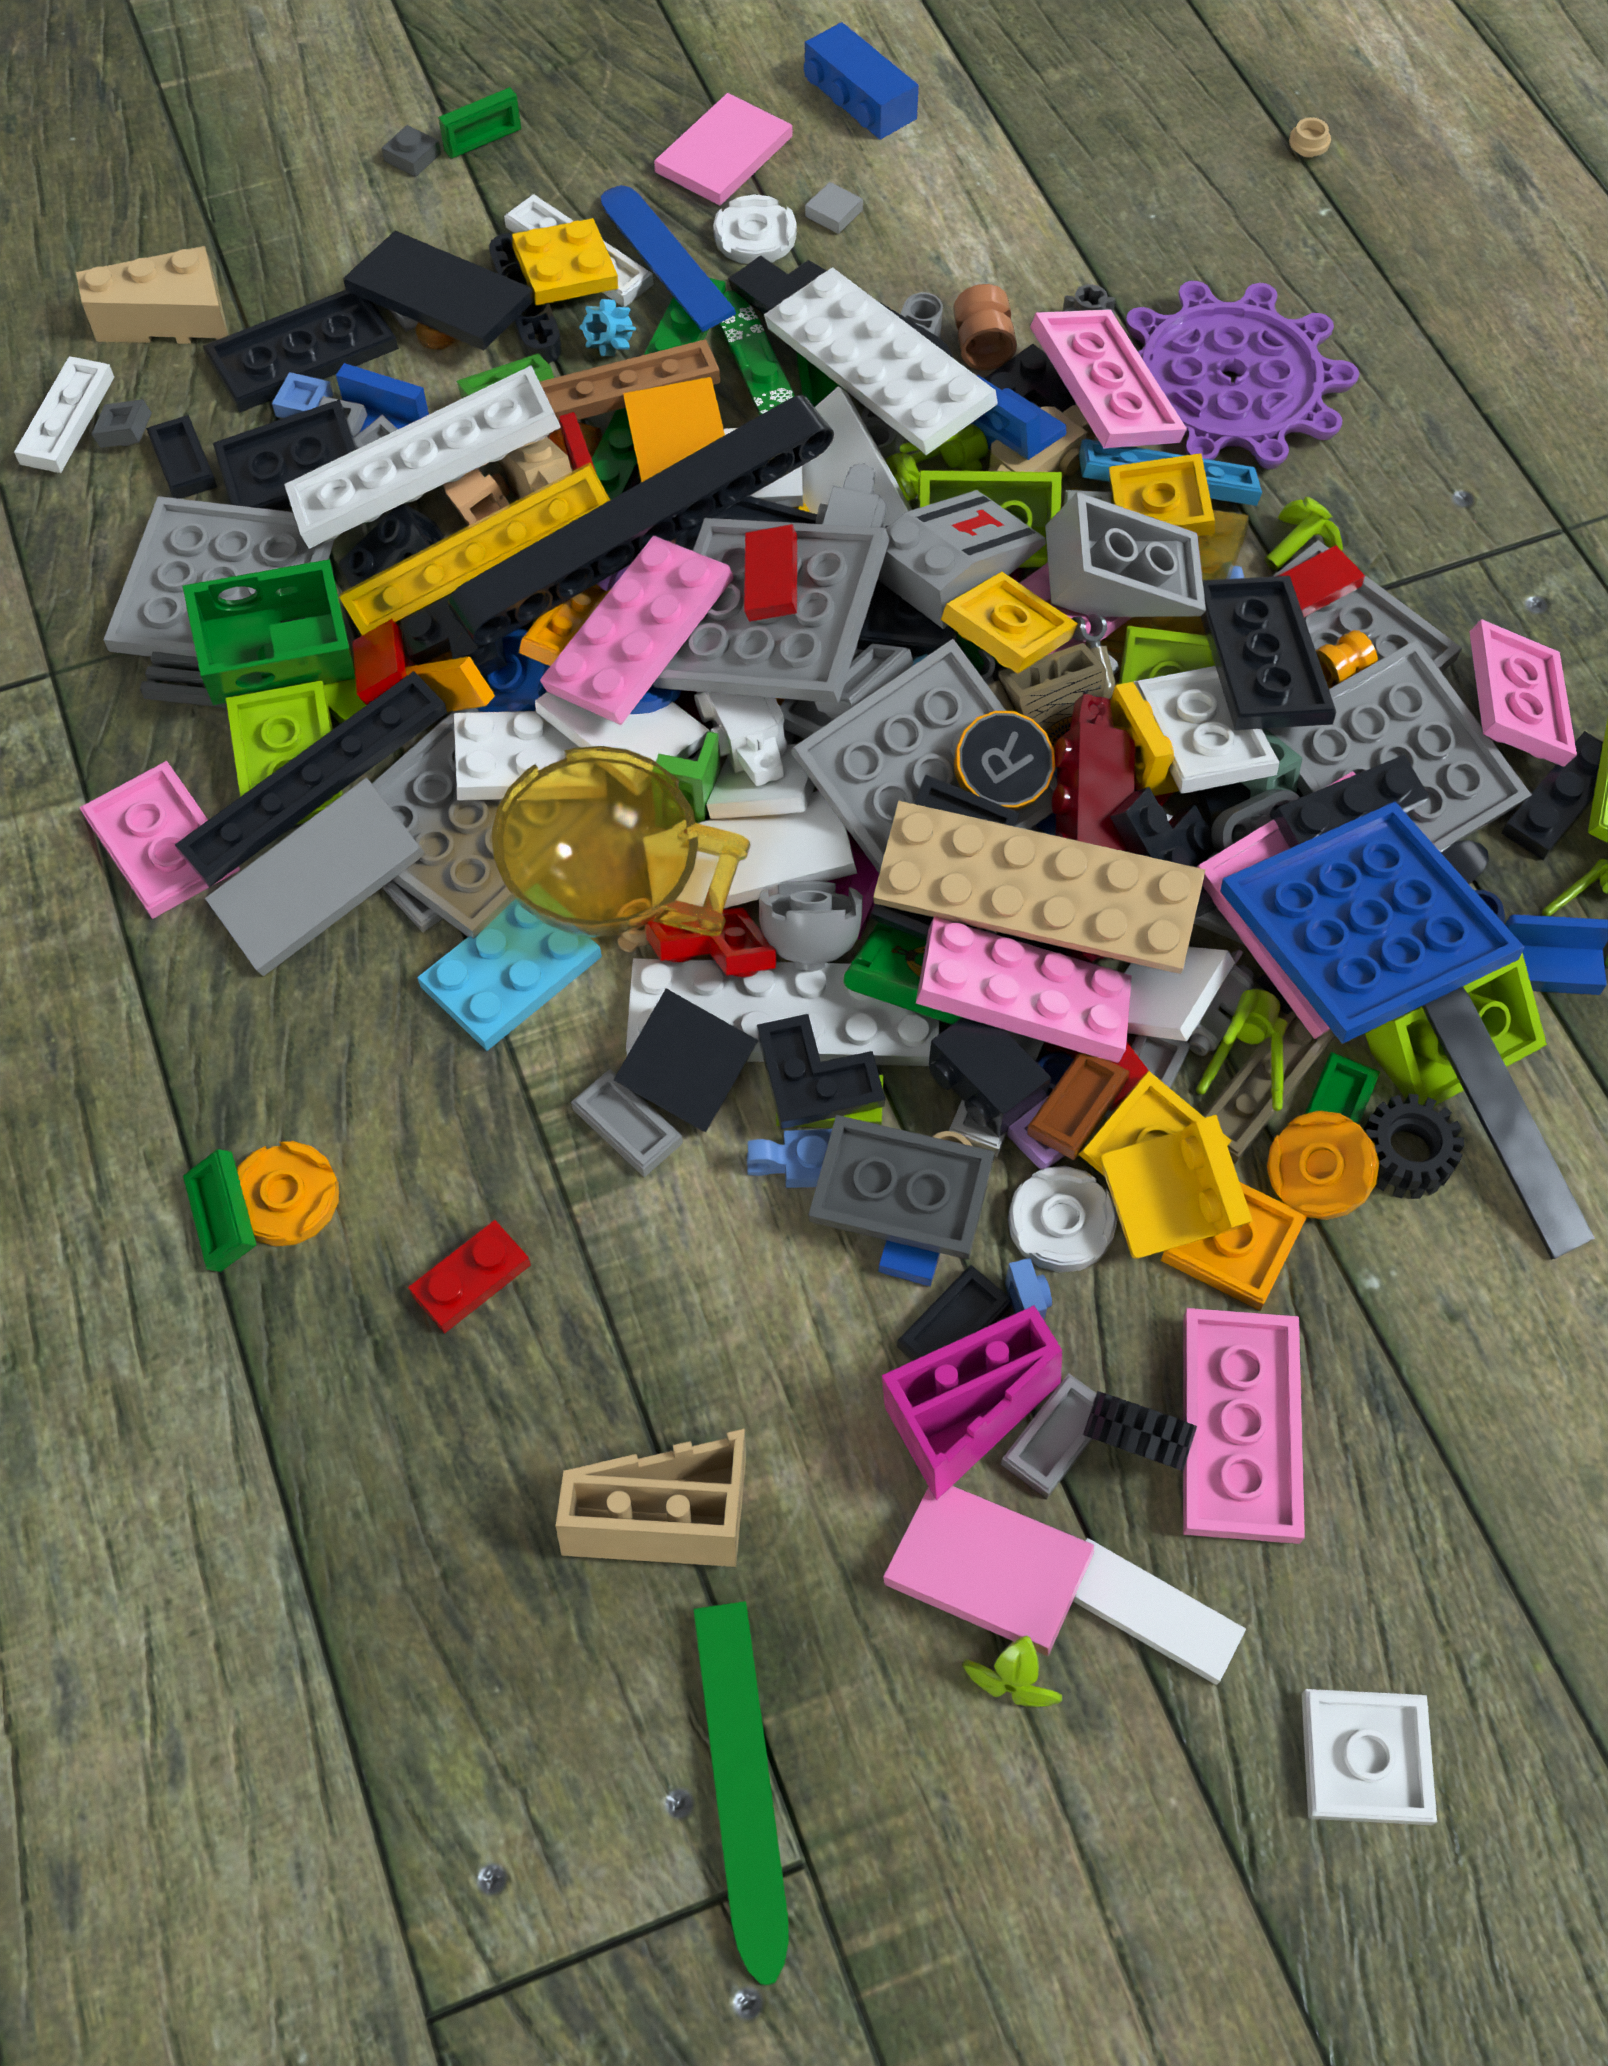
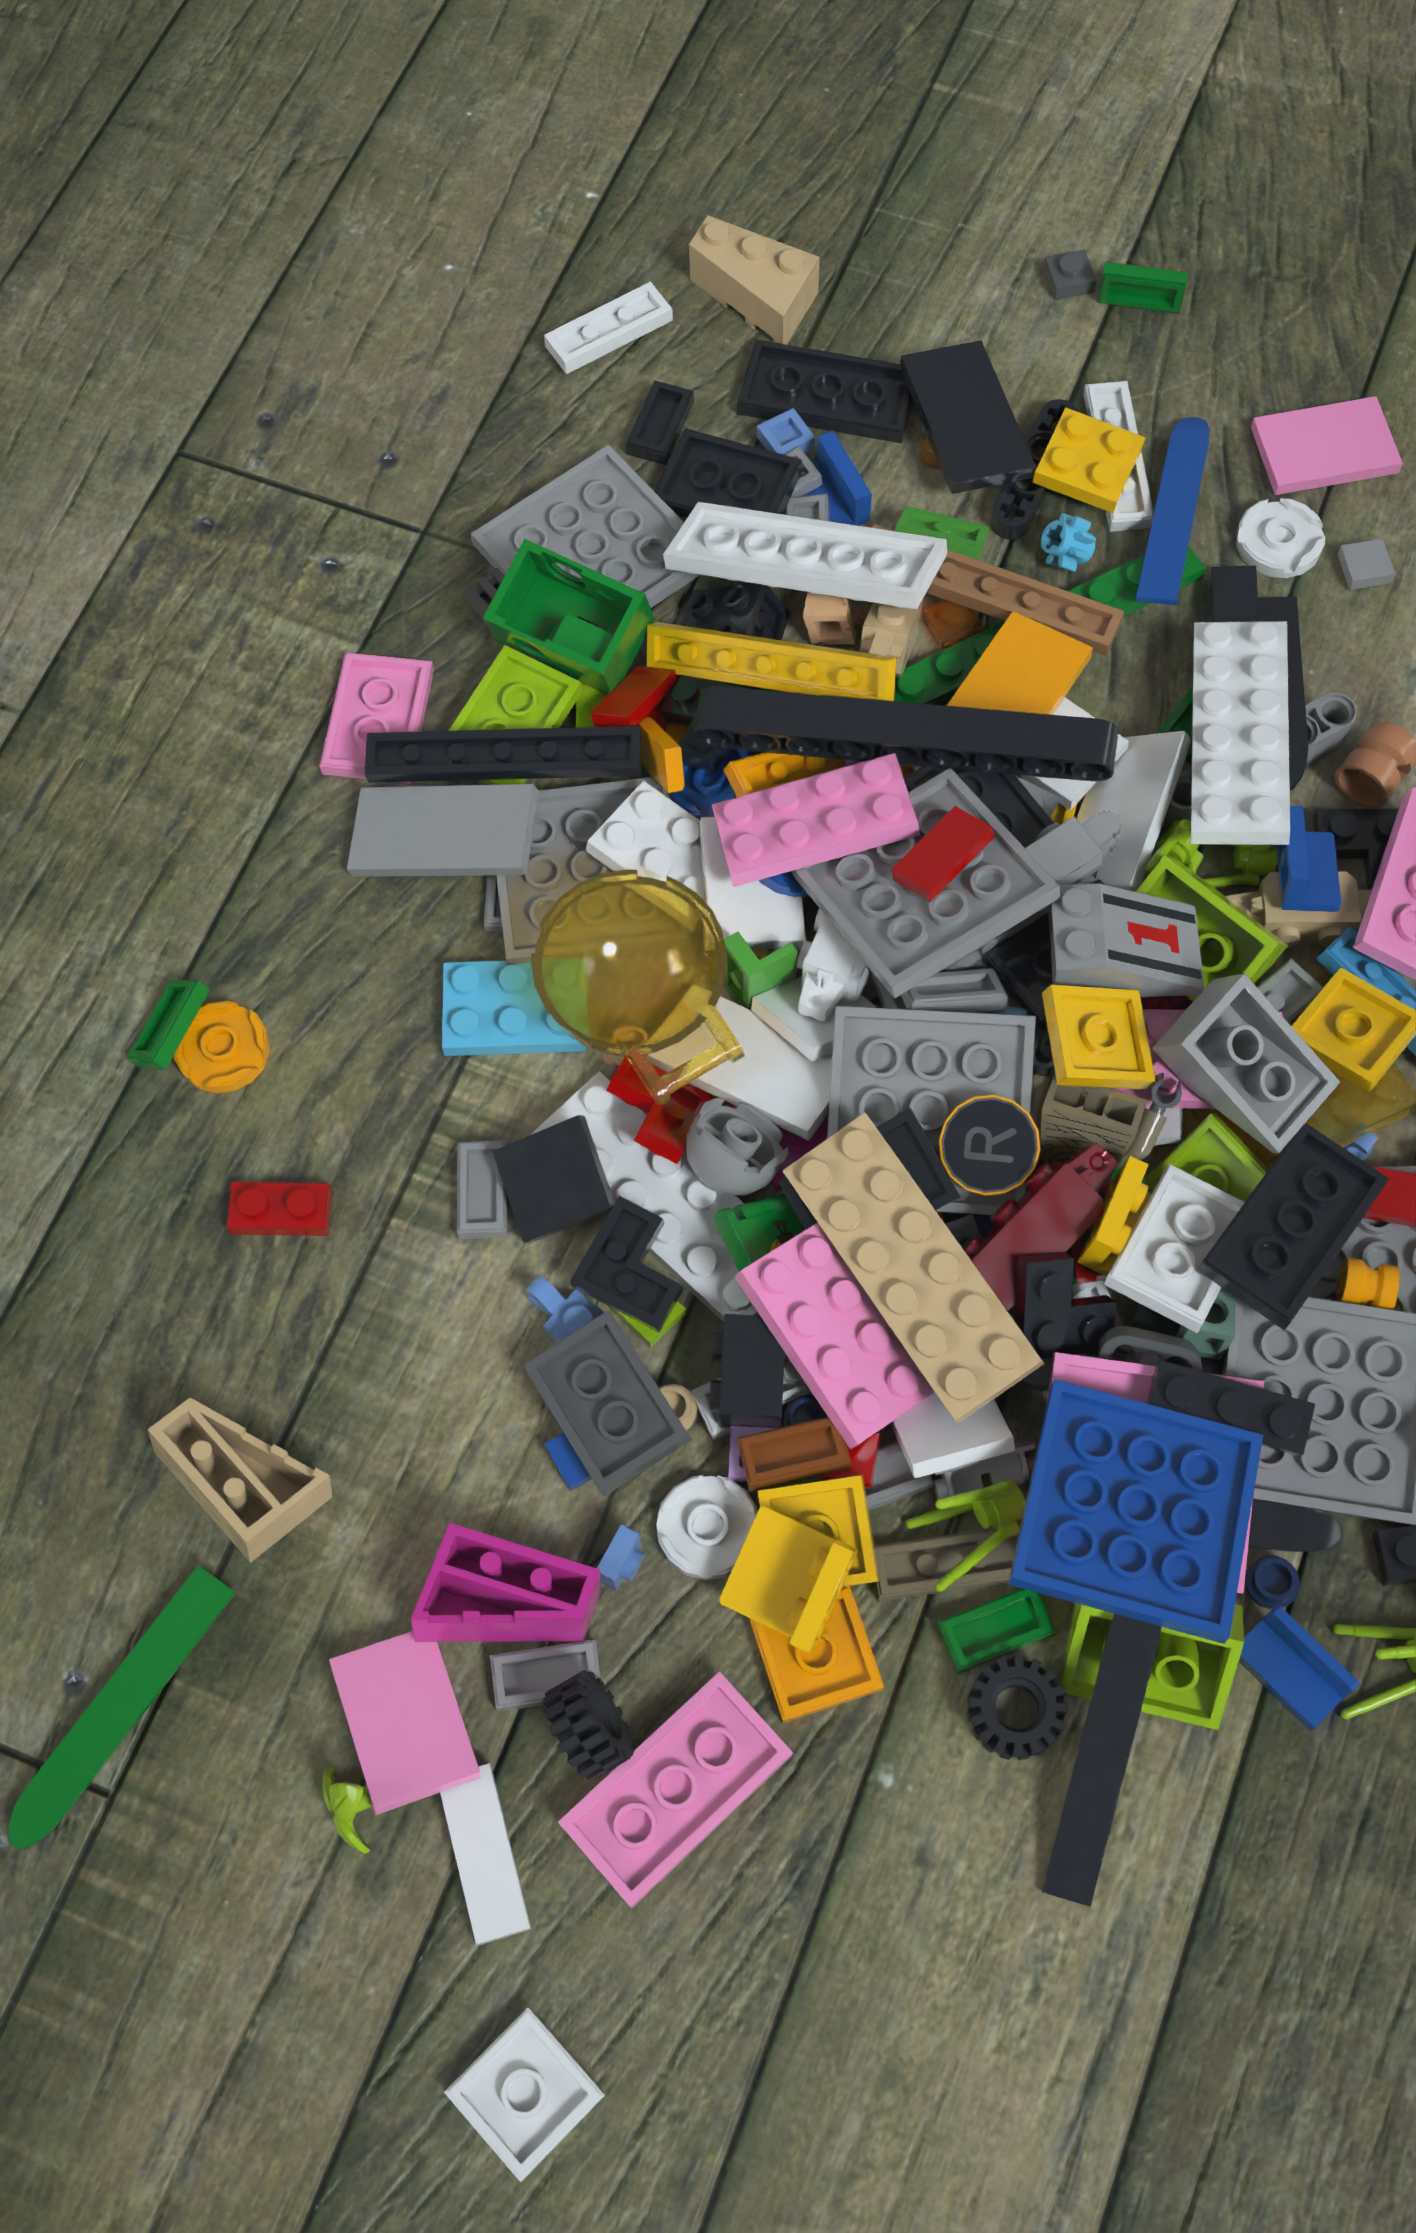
camera: 45 degrees right, 5 degrees up
(121, 423) = (639, 364): dark grey plate -> none
(574, 441) = (928, 645): red tile -> none
(754, 356) = (1156, 663): green piece -> none
(961, 1310) = (561, 1529): black tile -> none
(1323, 1165) = (930, 1661): light orange tile -> none

